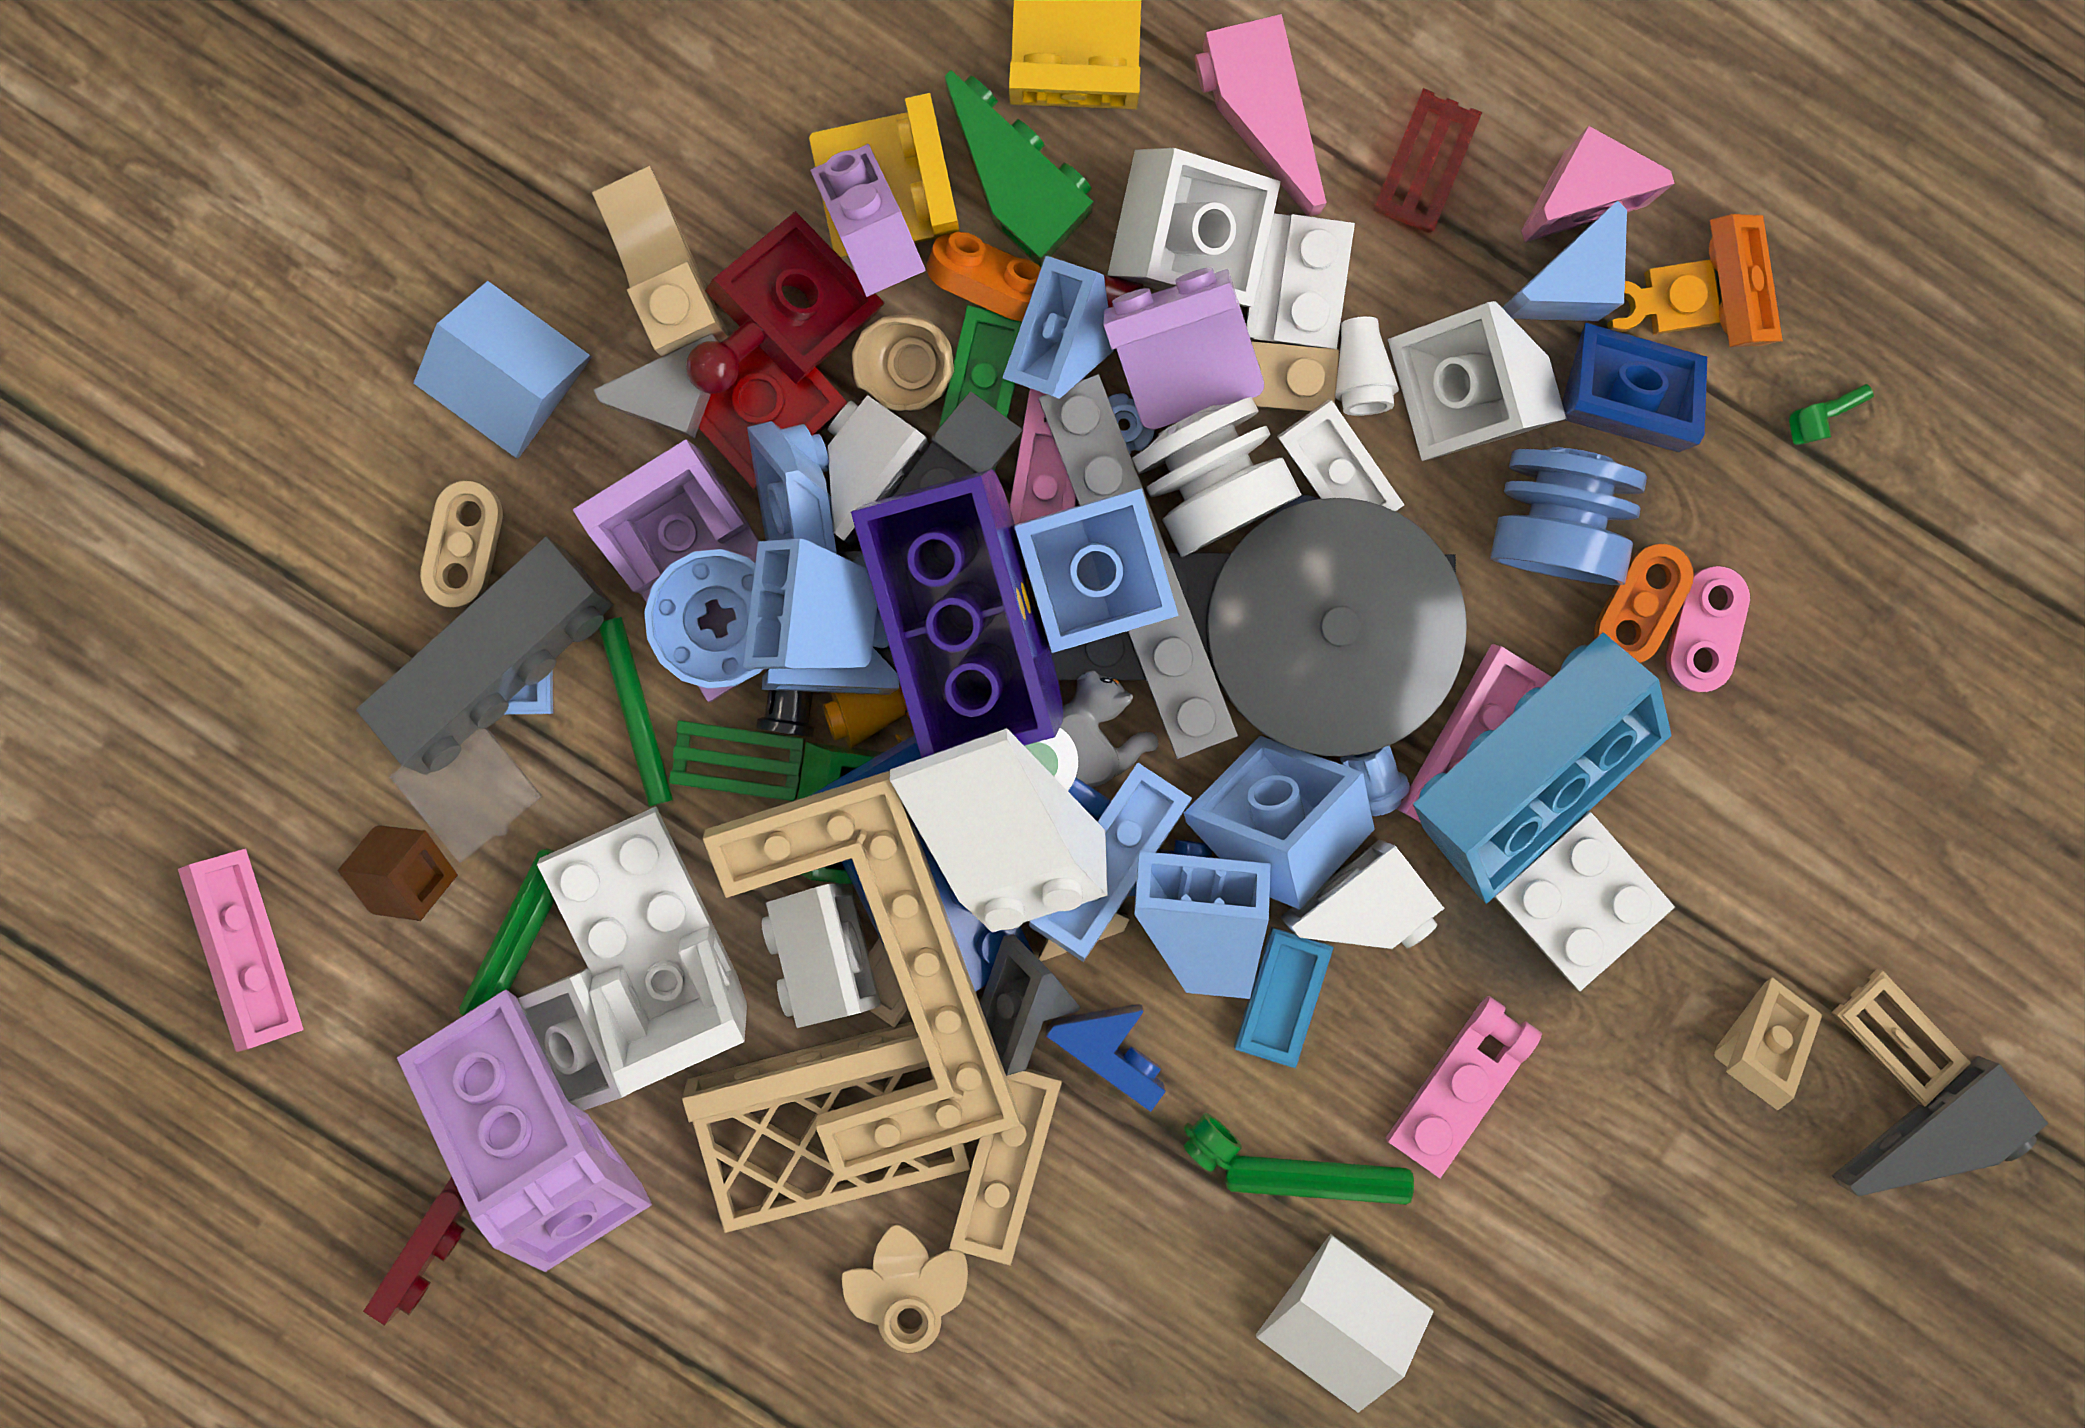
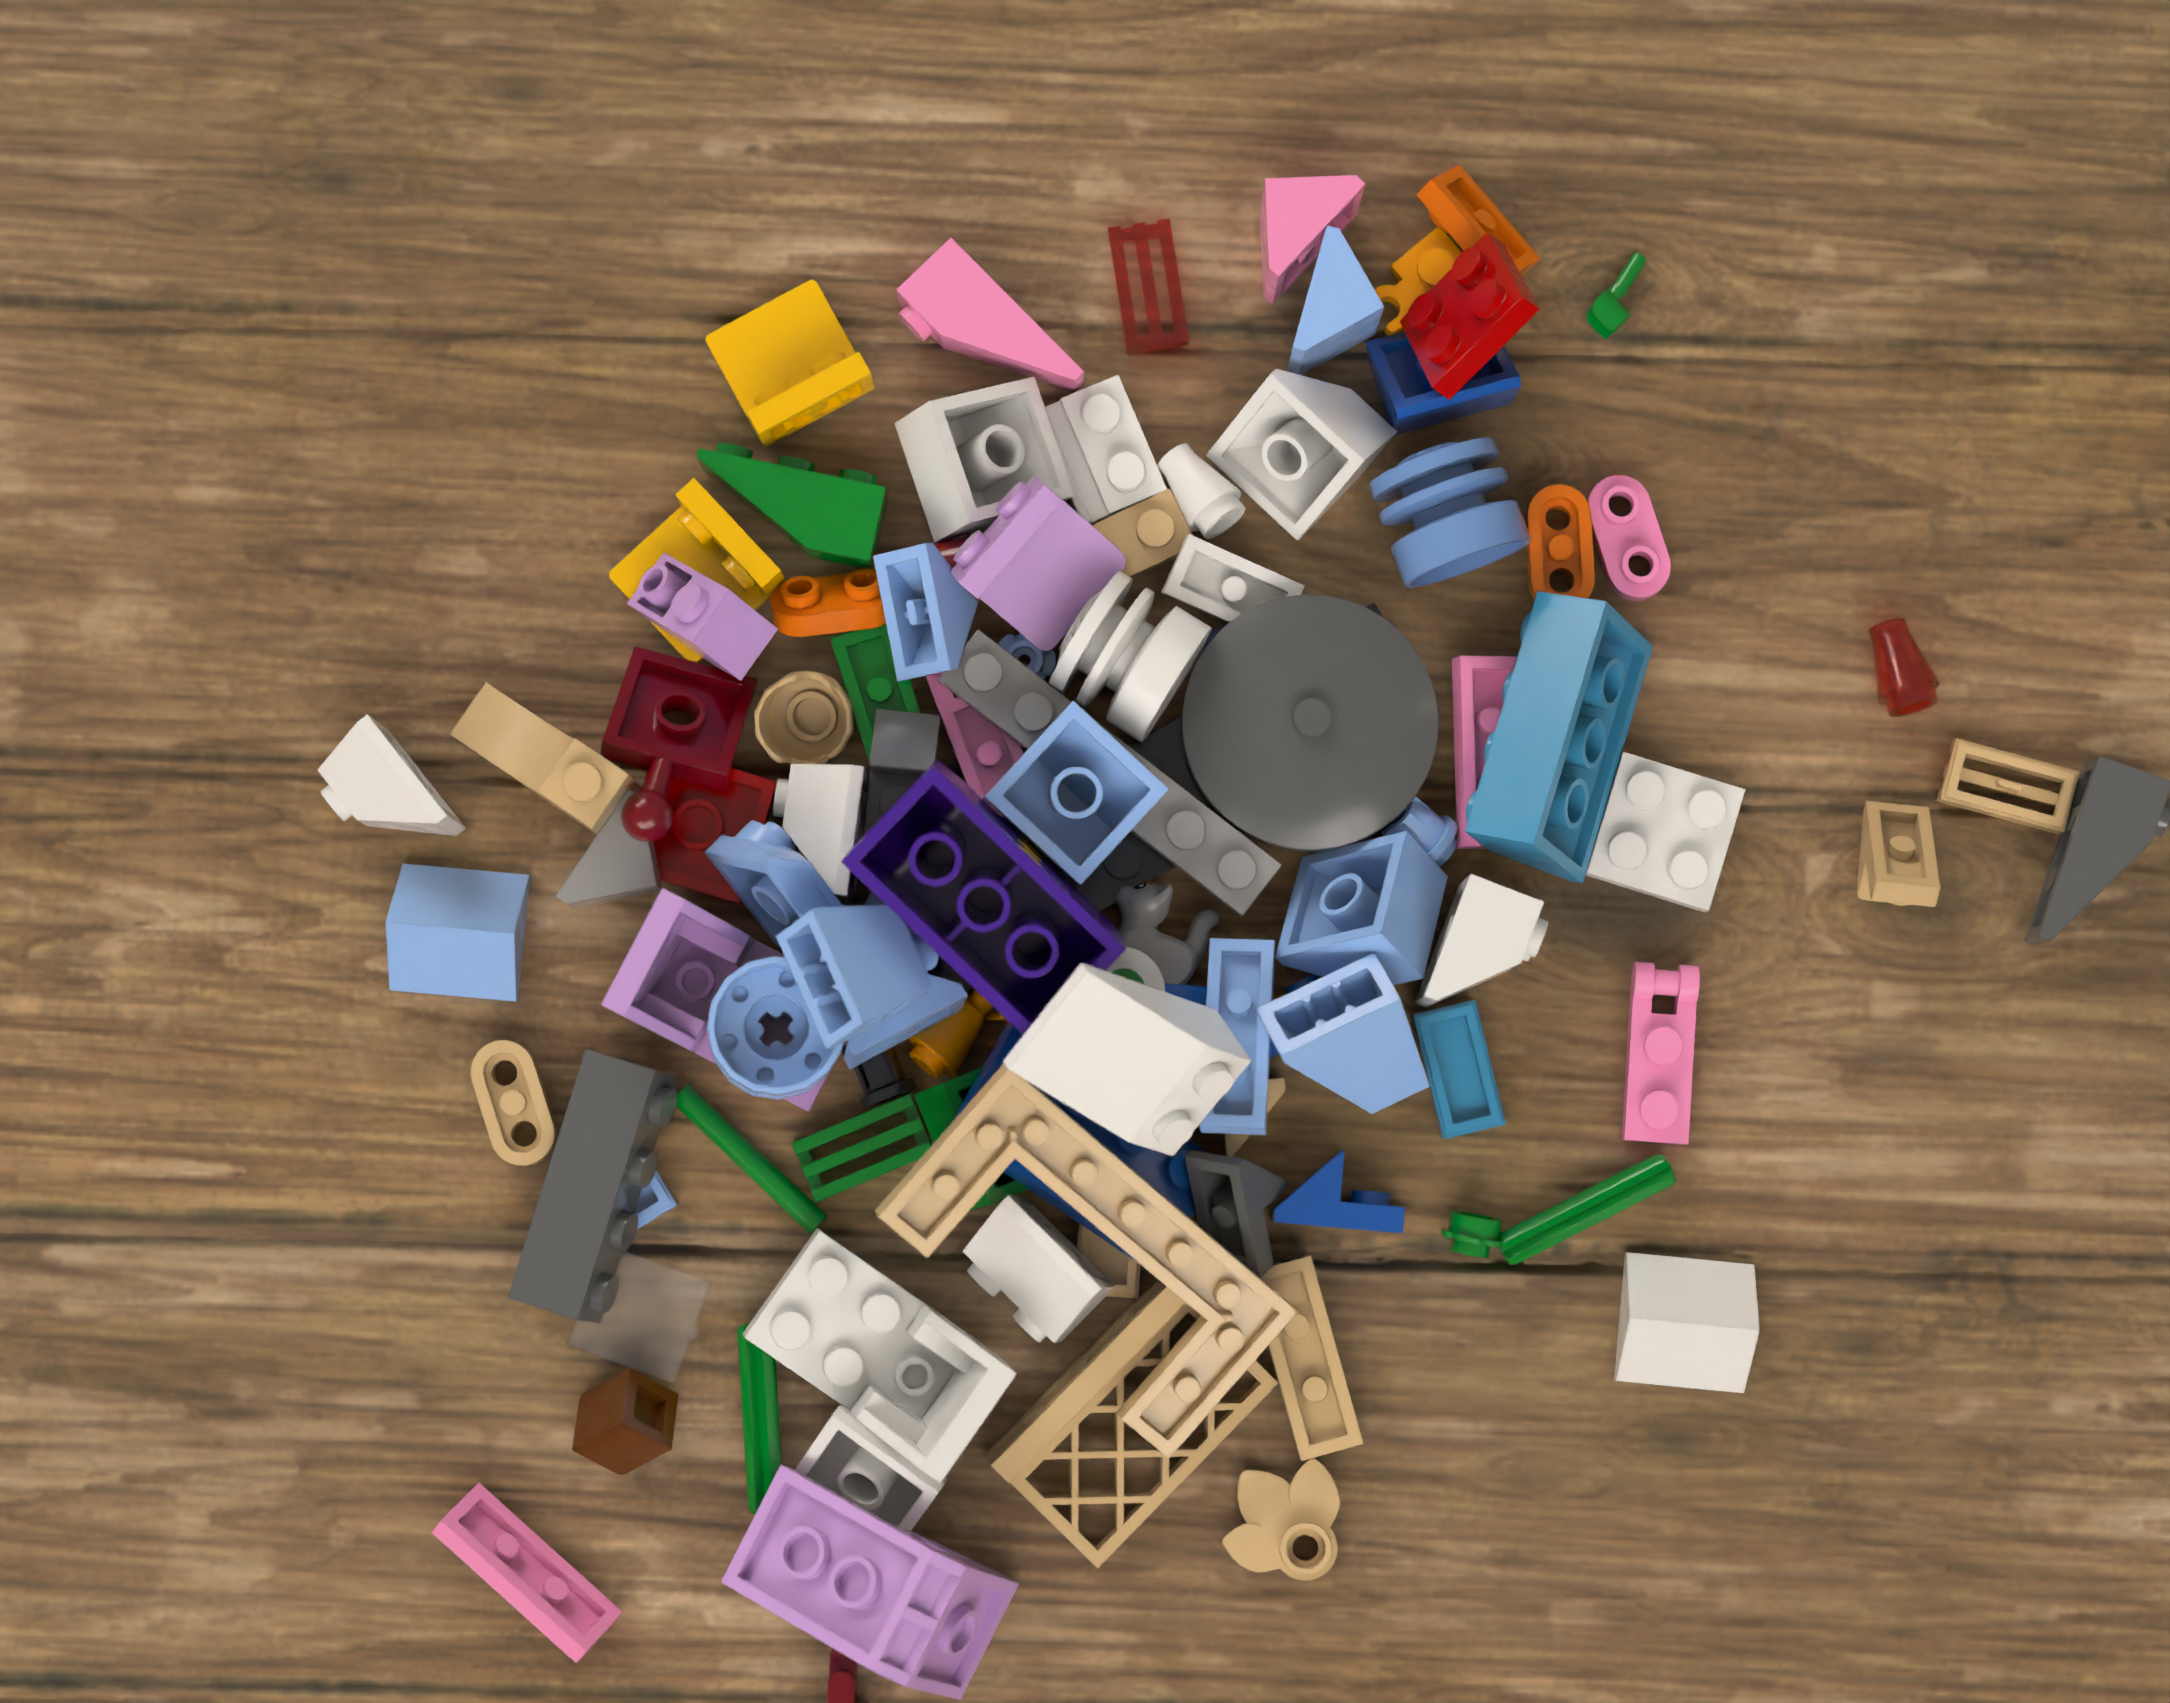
camera: 30 degrees left, 5 degrees down
(508, 201) = (383, 785): none -> white slope
(1692, 355) = (1468, 315): none -> red plate
(1873, 885) = (1901, 670): none -> clear red cone

